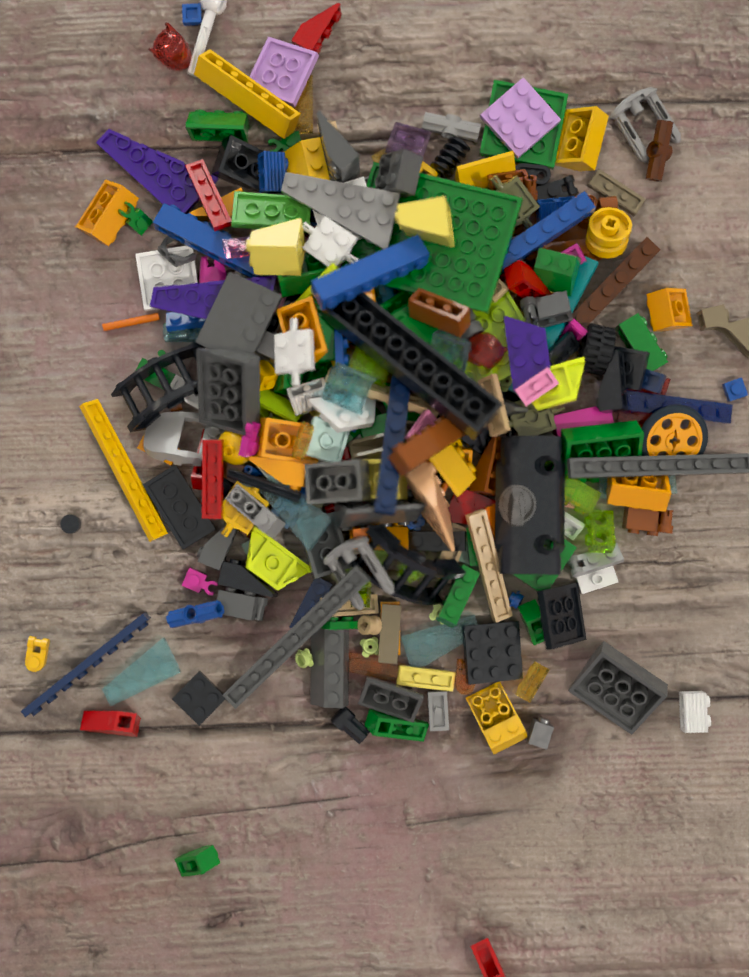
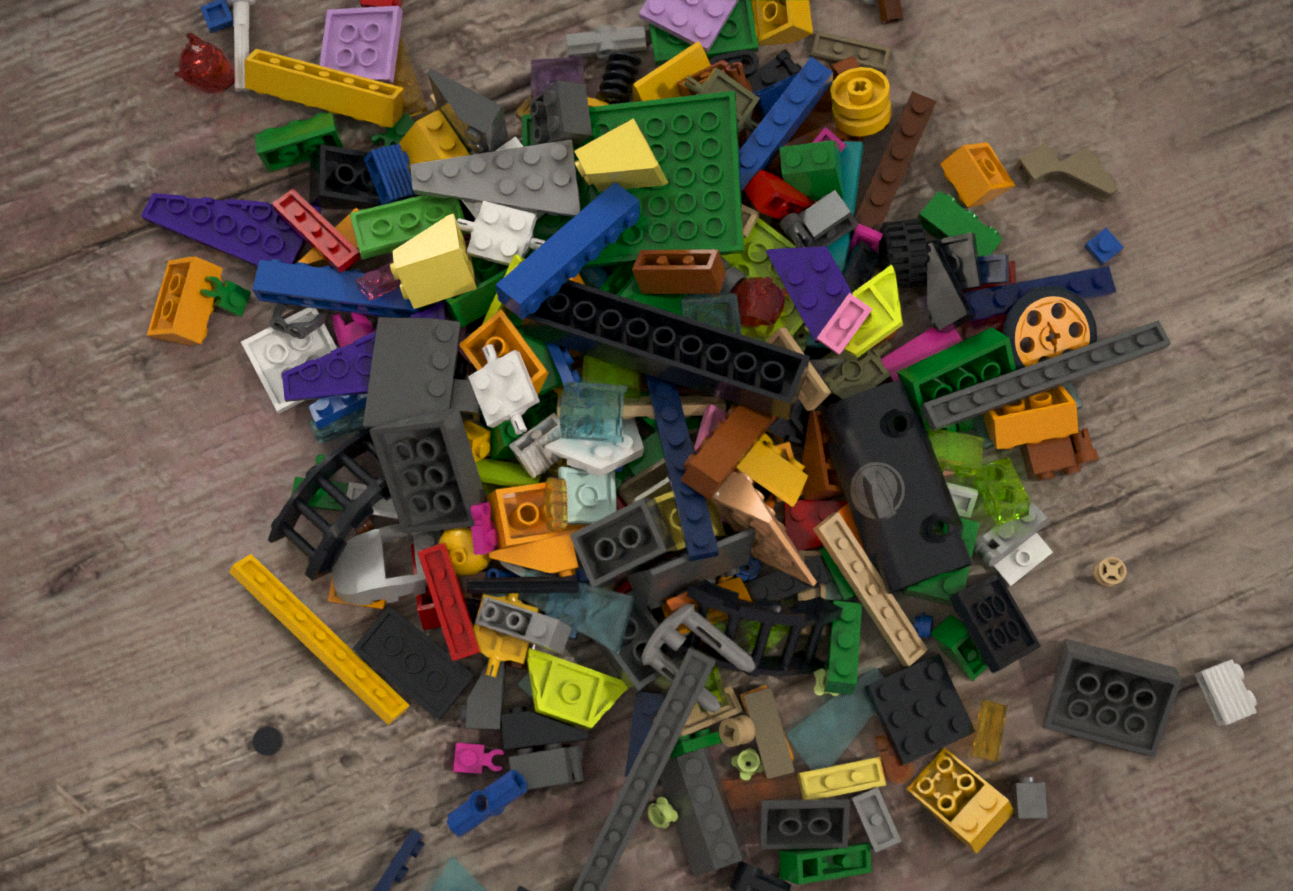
camera: 20 degrees left, 10 degrees down
(131, 321) = (263, 434): orange bar -> none
(654, 607) = (1114, 568): none -> tan wheel

